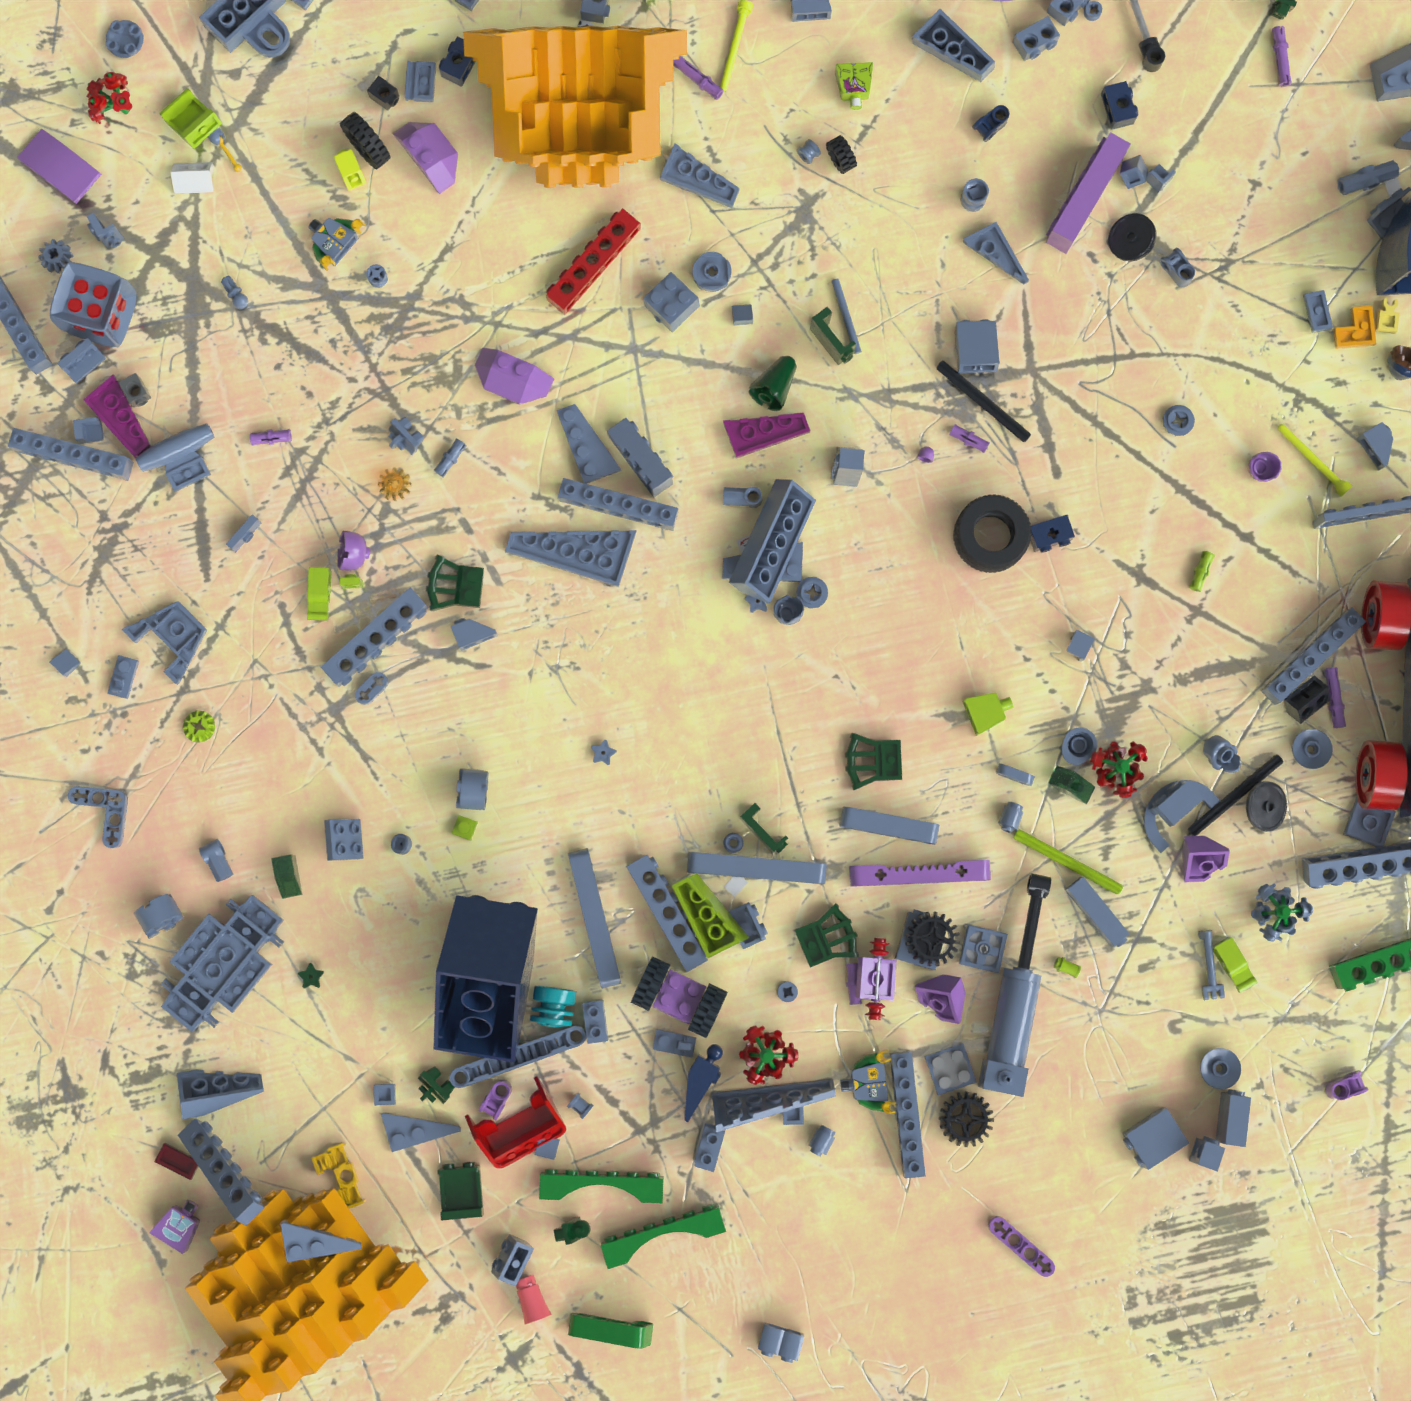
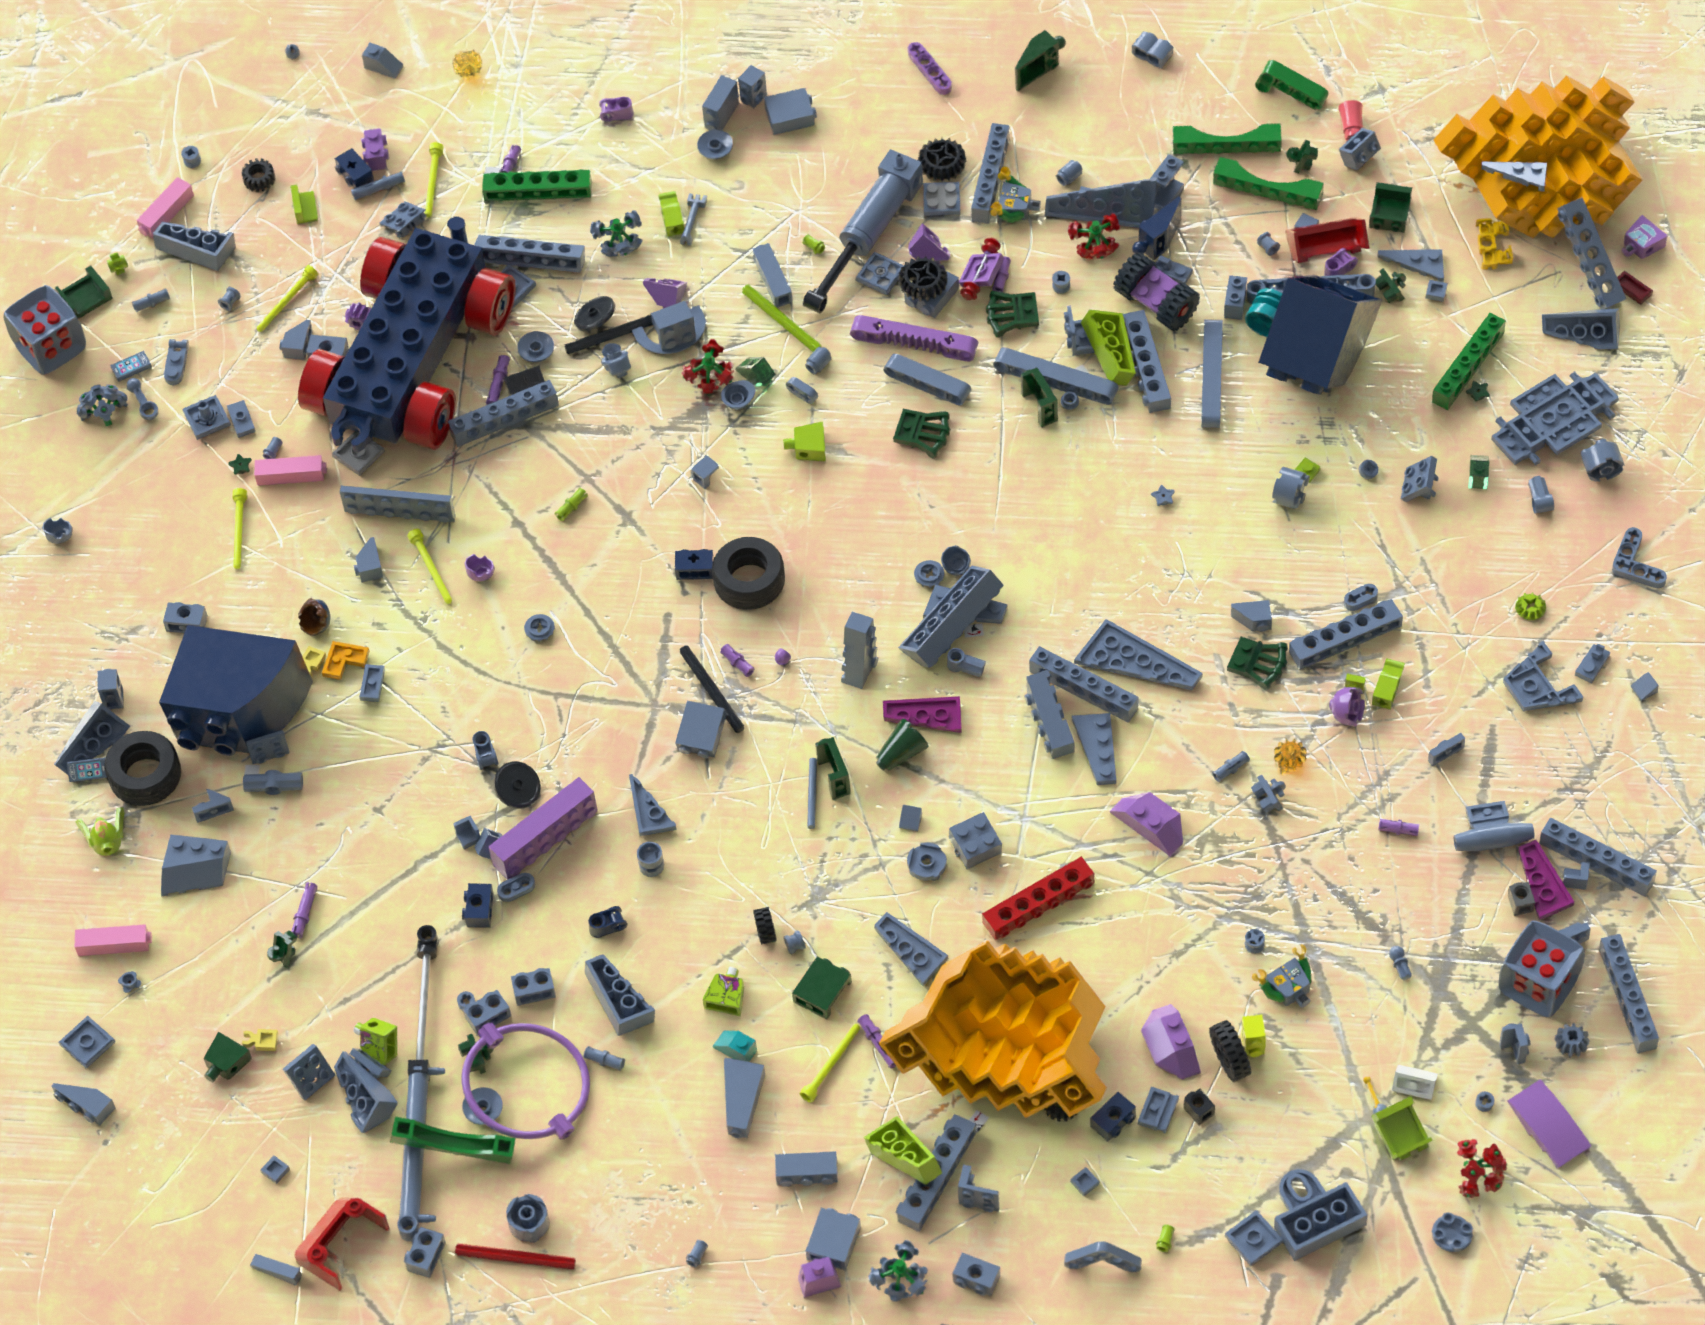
camera: 155 degrees left, 25 degrees down
(128, 180) = (1481, 1096): none -> sand blue bush
(328, 1009) = (1468, 361): none -> green brick
(767, 113) = (821, 987): none -> dark green panel
(828, 33) = (736, 1045): none -> teal slope
(903, 1287) = (1038, 58): none -> dark green slope
(1090, 136) = (515, 886): none -> sand blue plate

